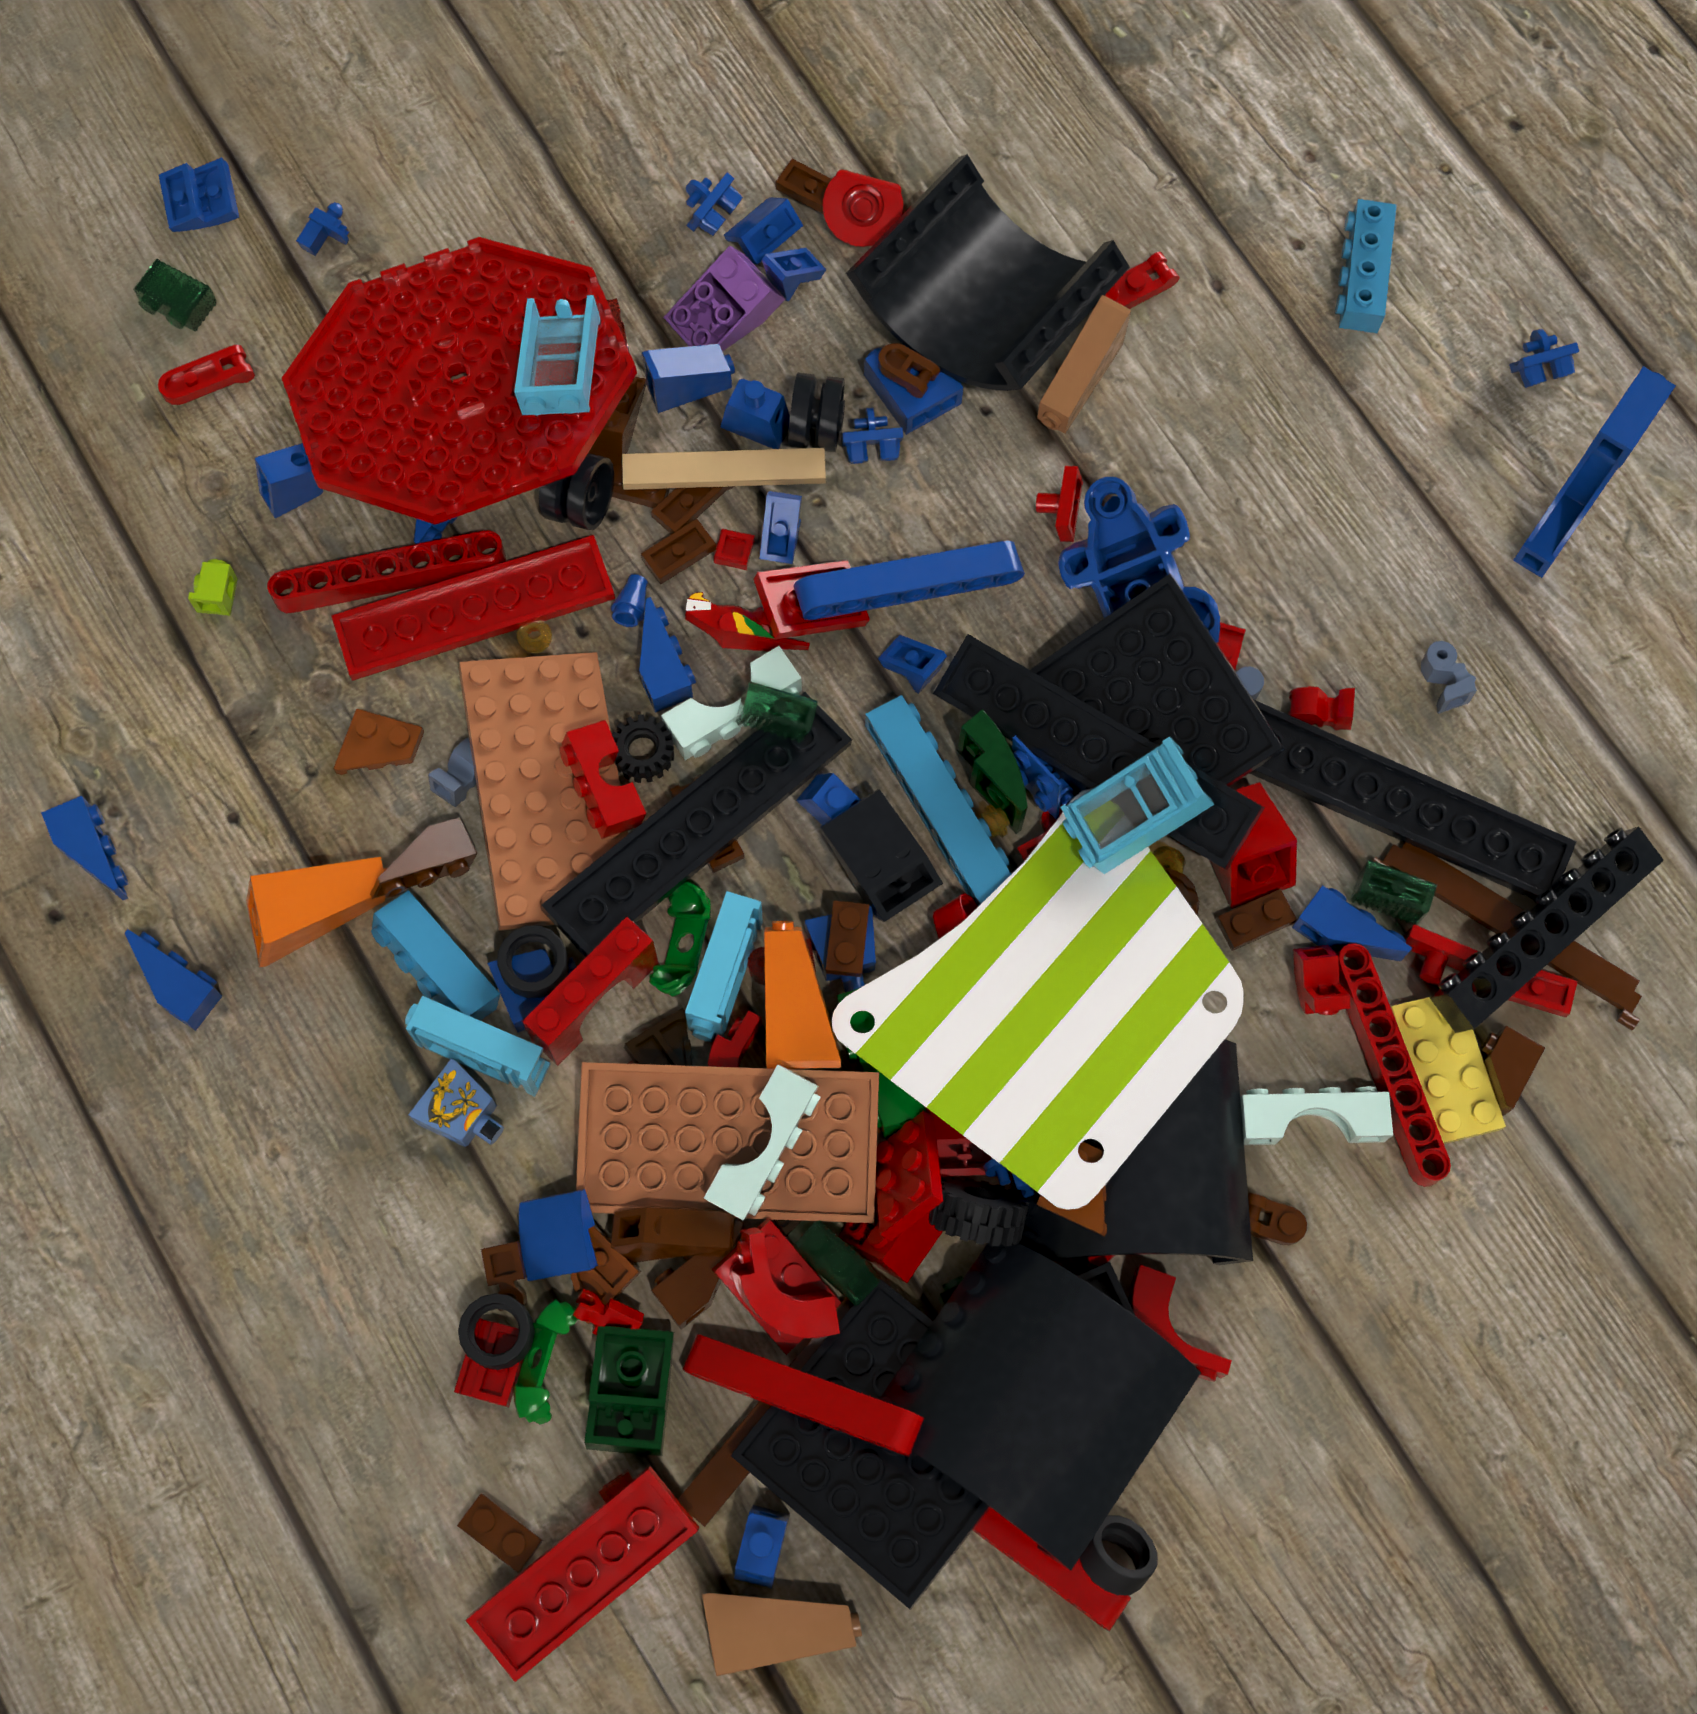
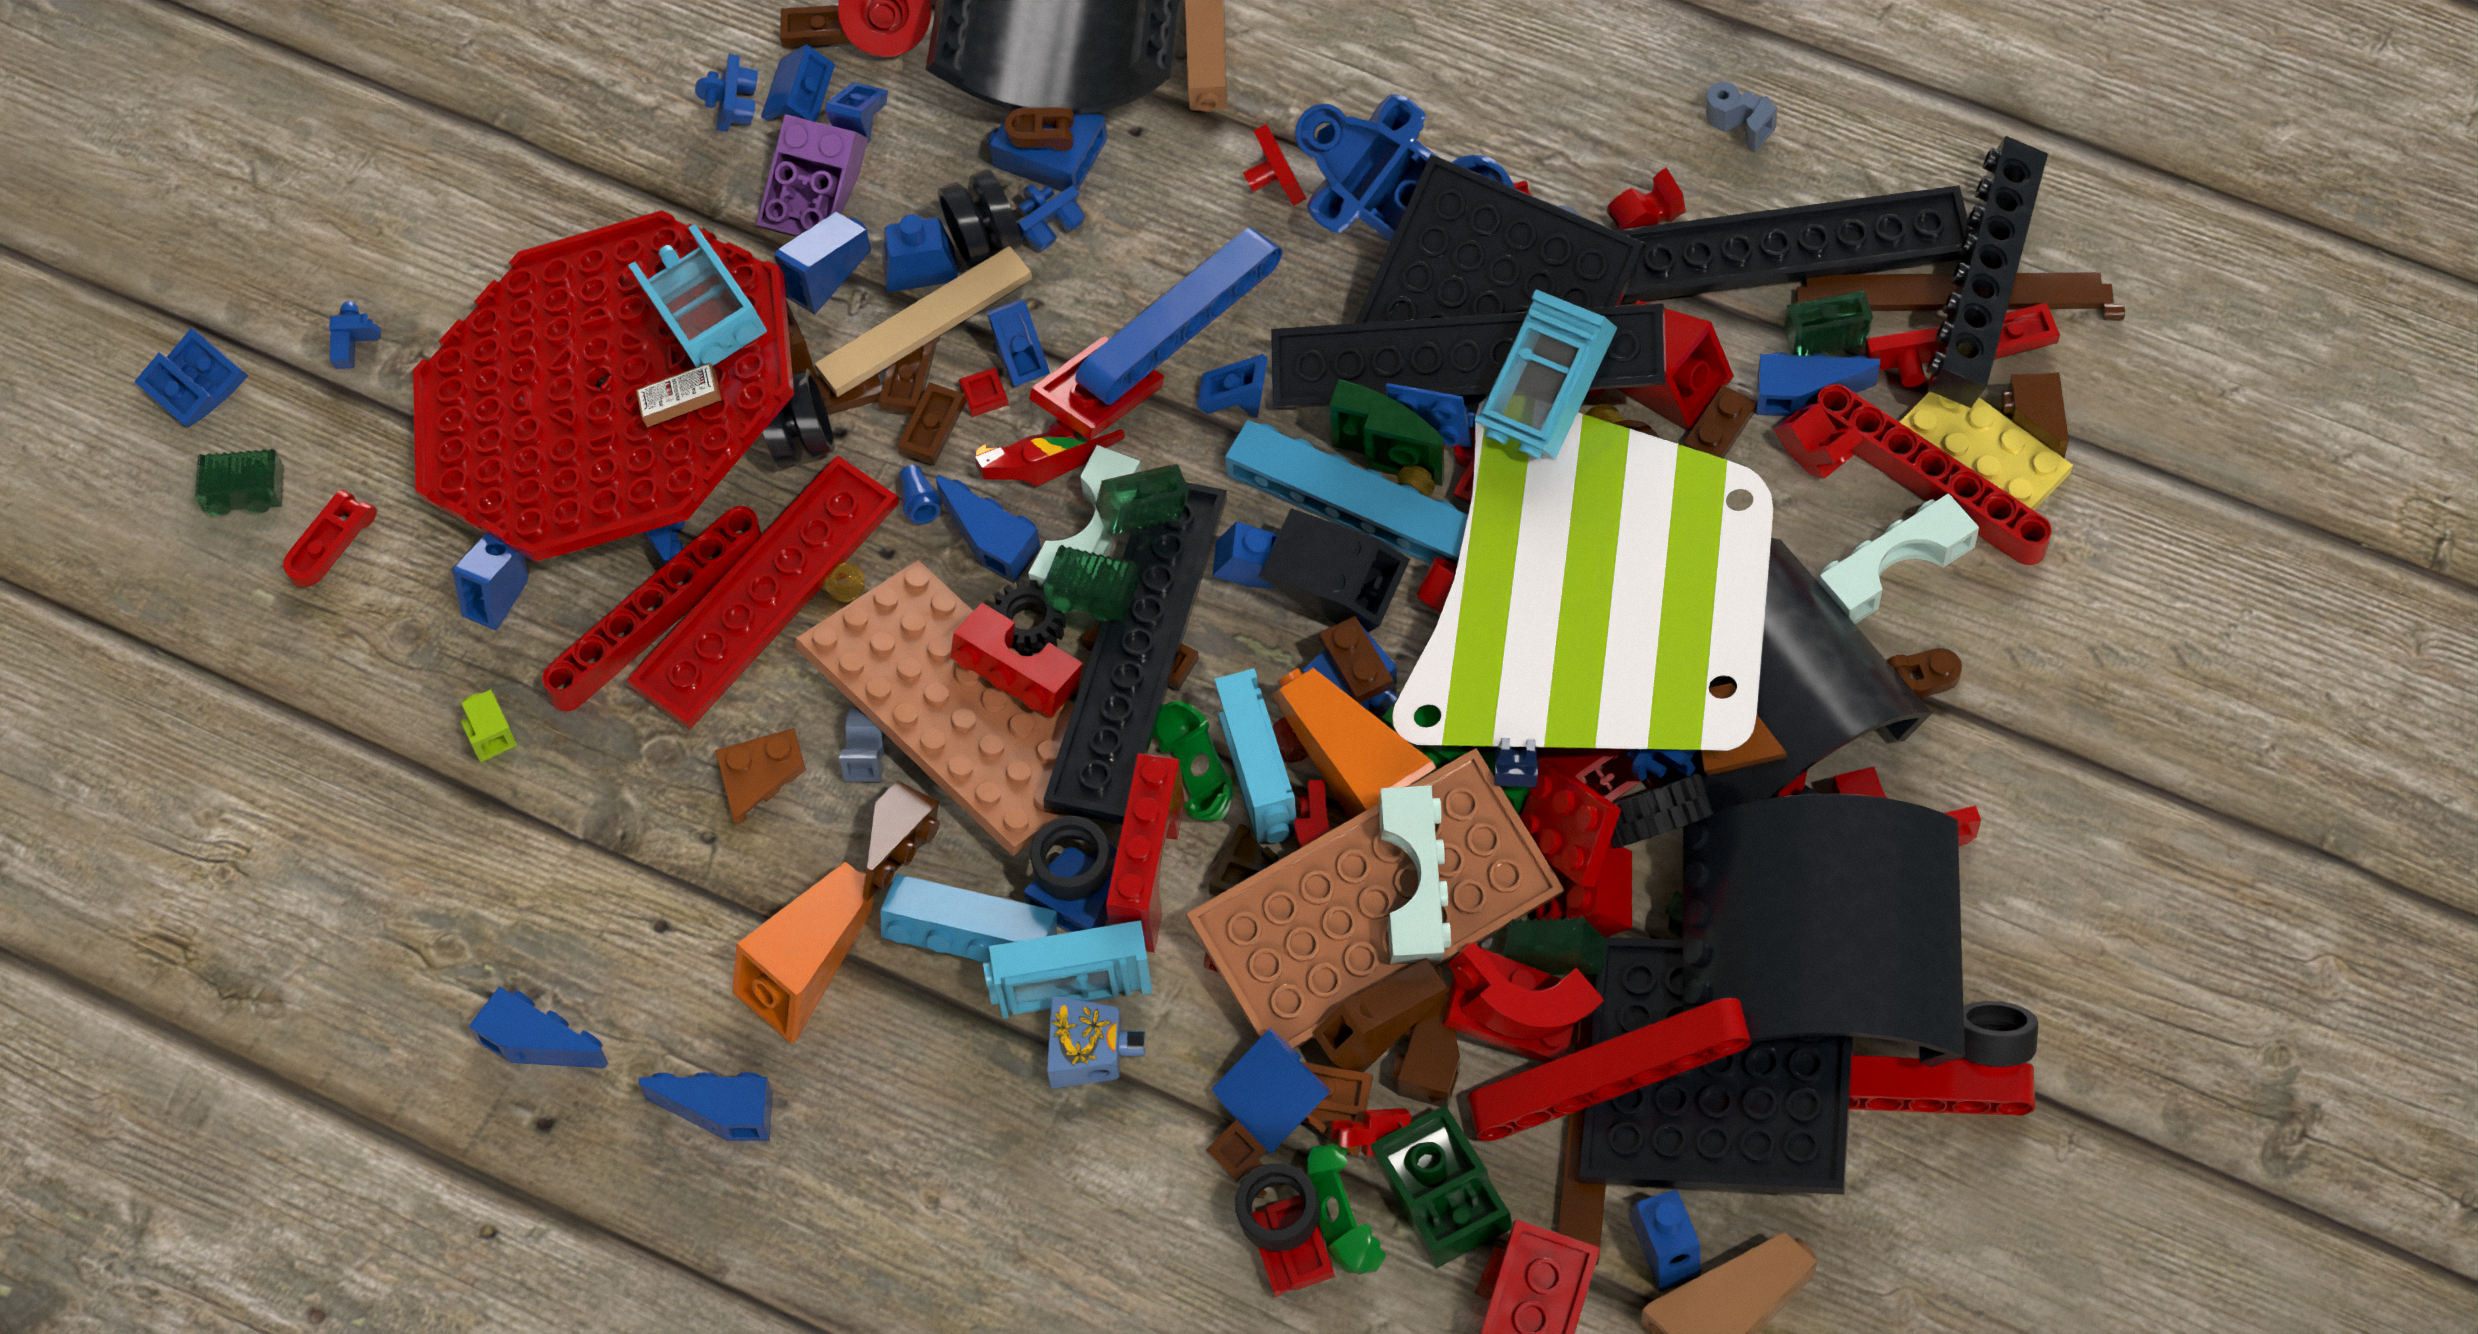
camera: 25 degrees left, 10 degrees down
(493, 422) = (678, 394): none -> tile
(693, 756) = (1090, 584): none -> clear green brick
(898, 1106) = (1515, 764): none -> dark blue tile

